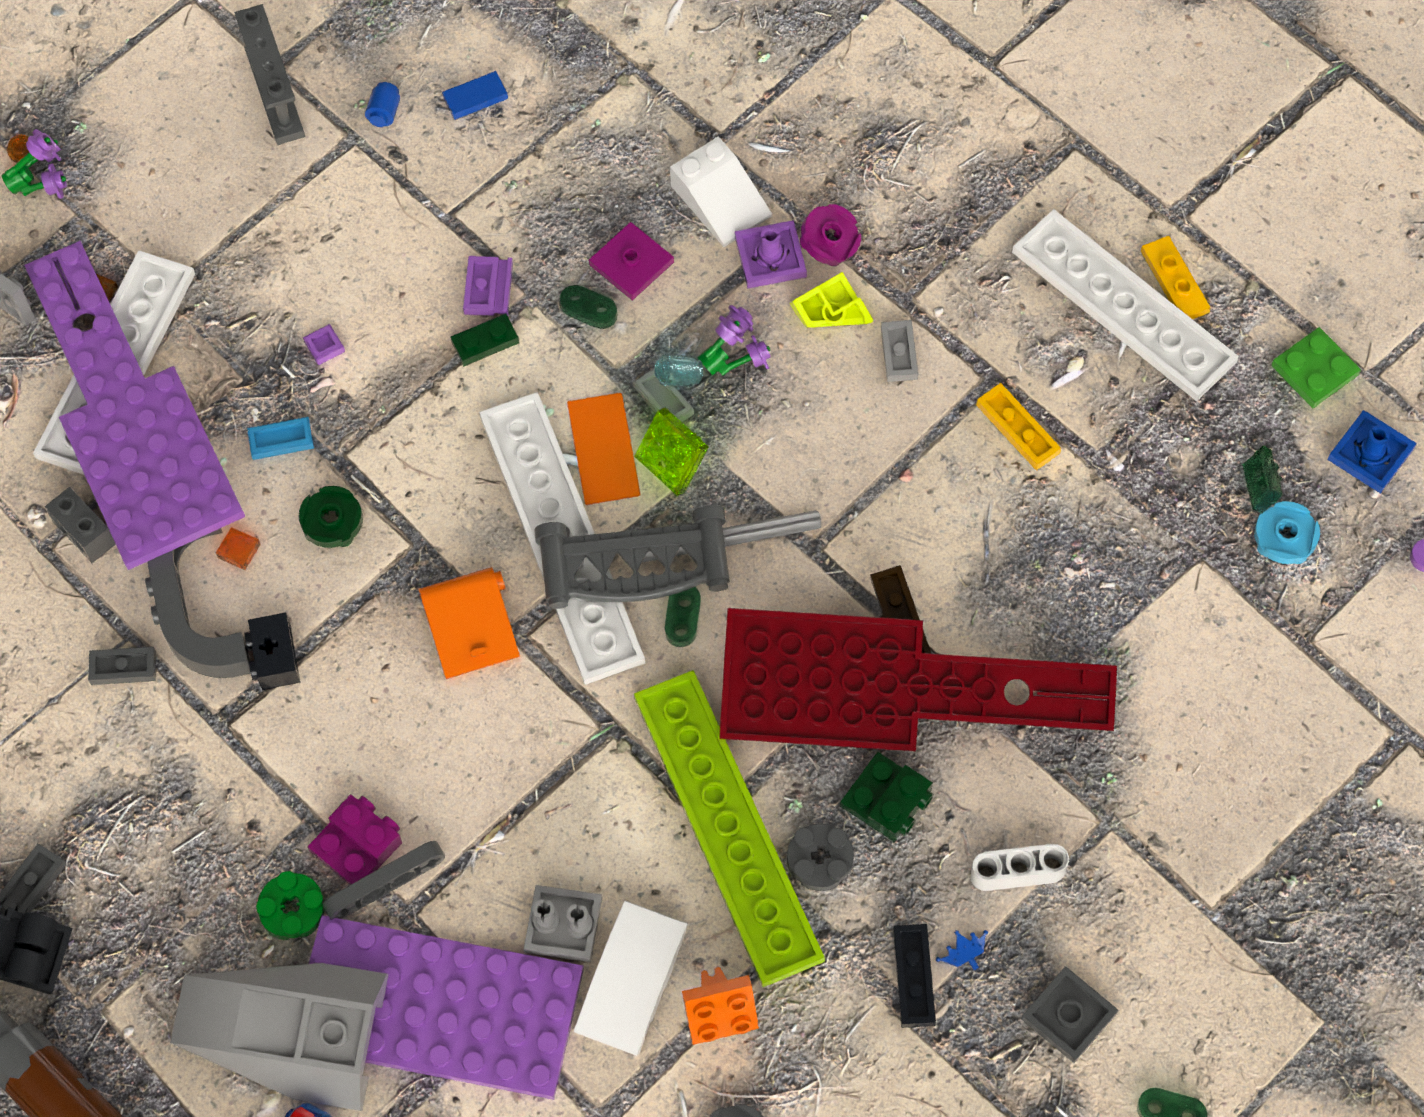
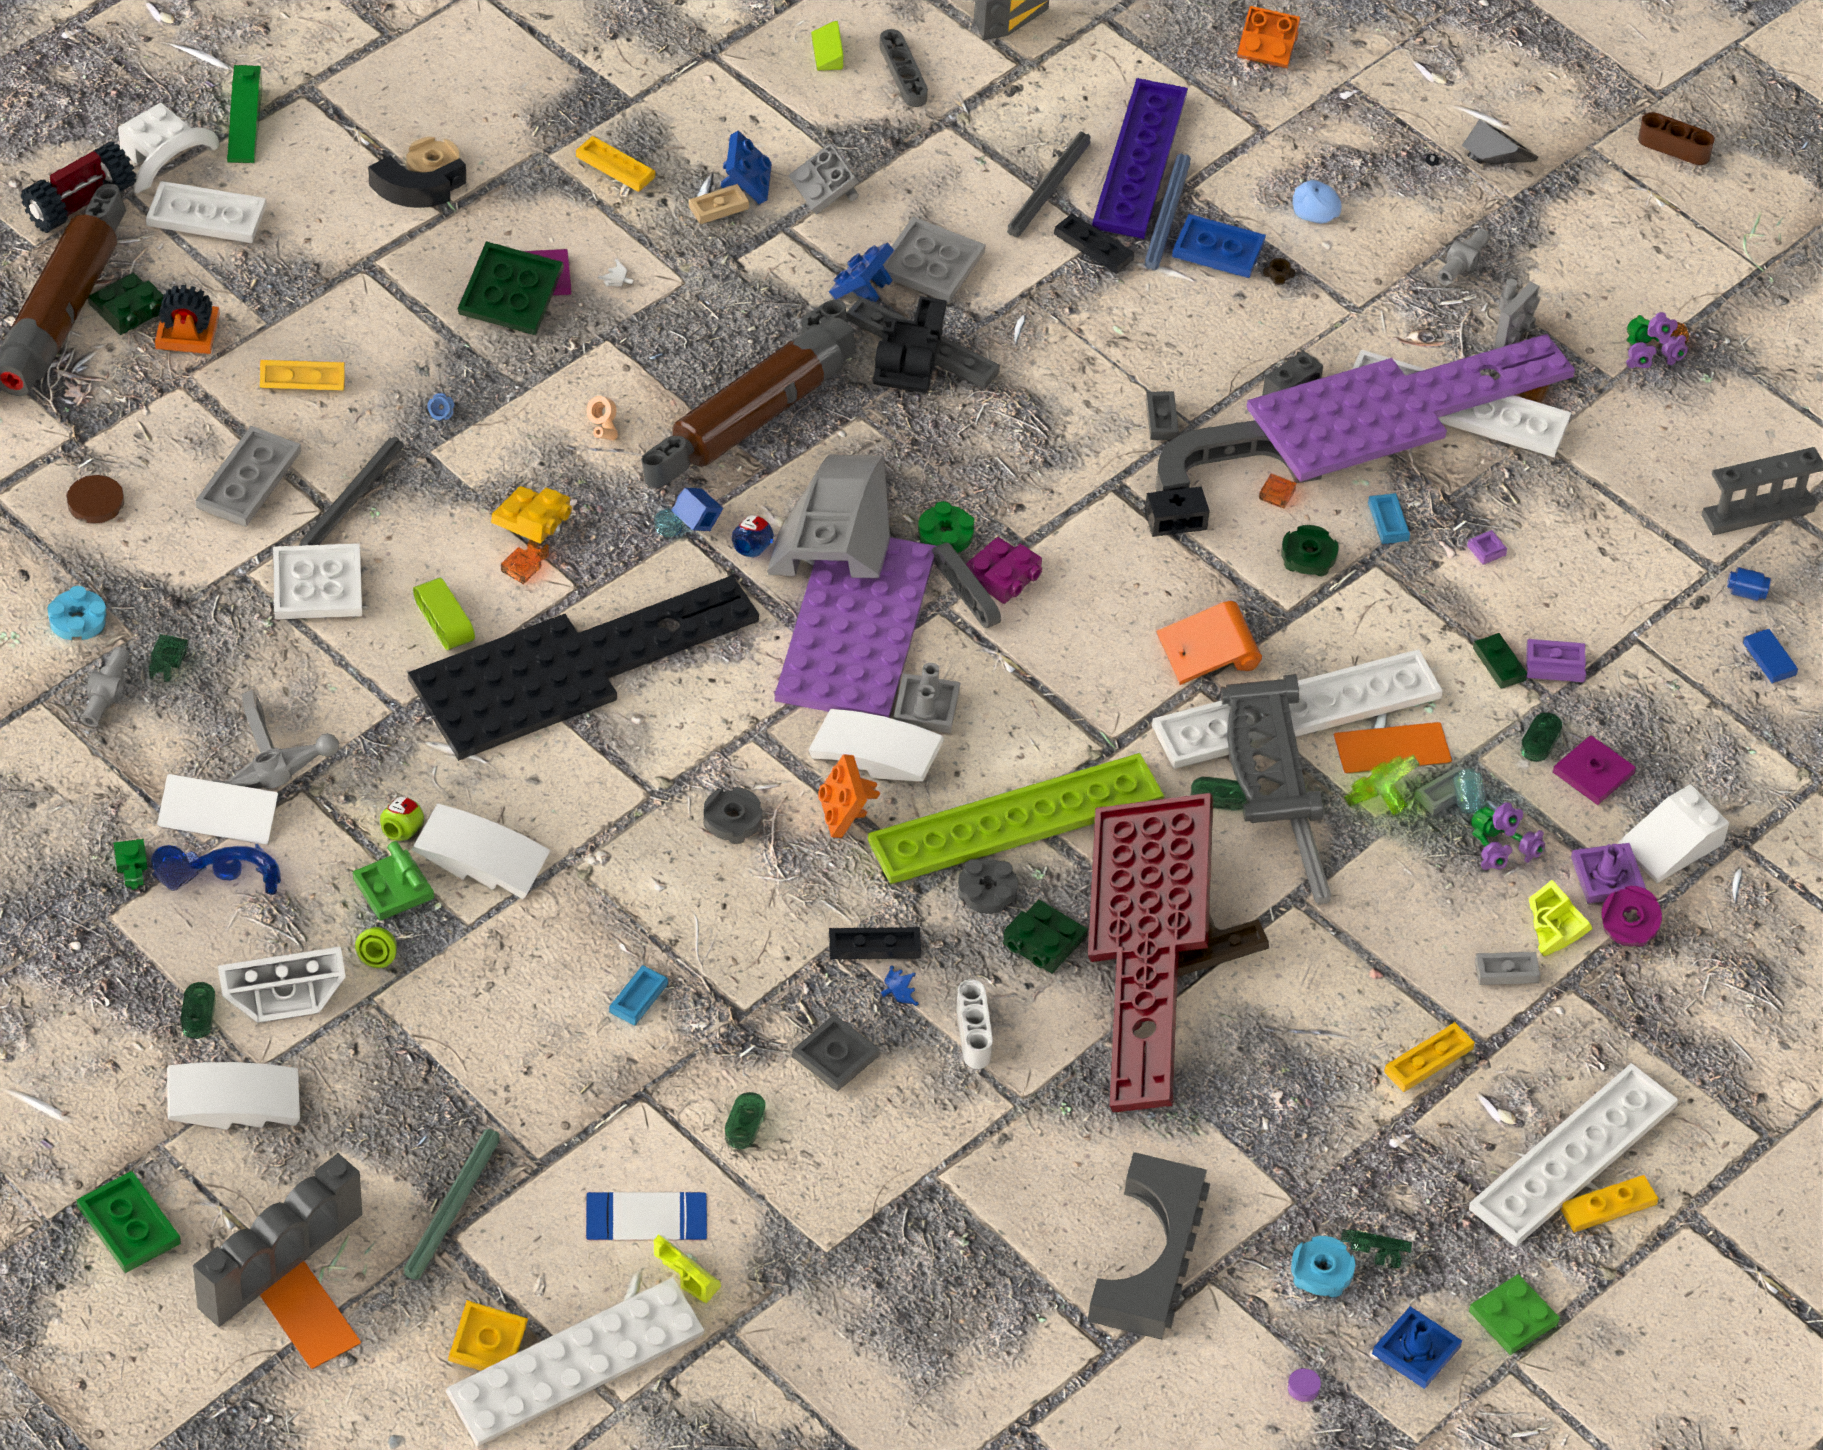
camera: 85 degrees right, 15 degrees down
(1353, 694) = (1145, 1300): none -> dark grey arch

